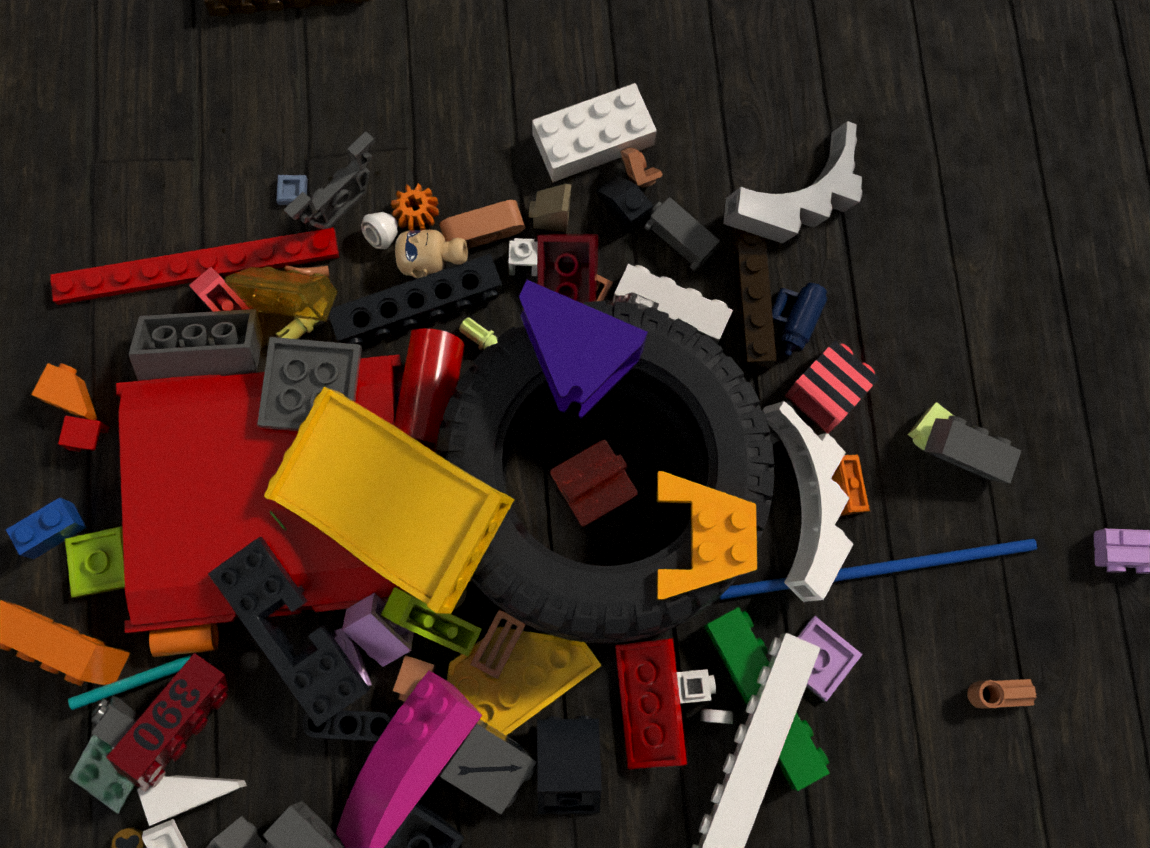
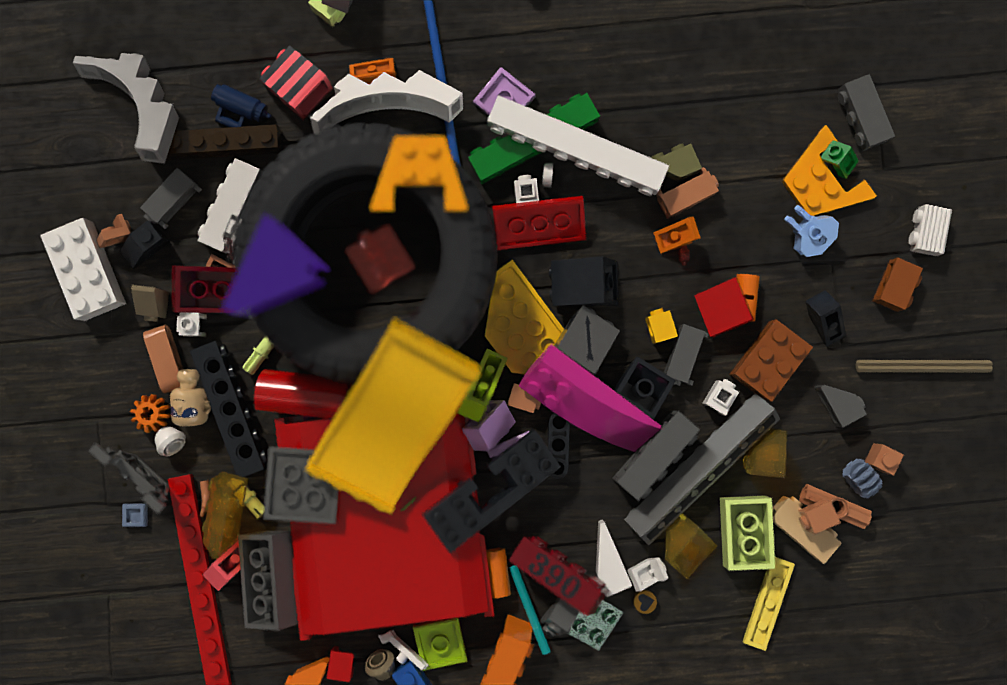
camera: 85 degrees left, 10 degrees up
(77, 484) = (380, 664): none -> dark tan cone
(89, 518) = (406, 652): none -> white piece
(510, 621) = (515, 344): nougat tile -> none

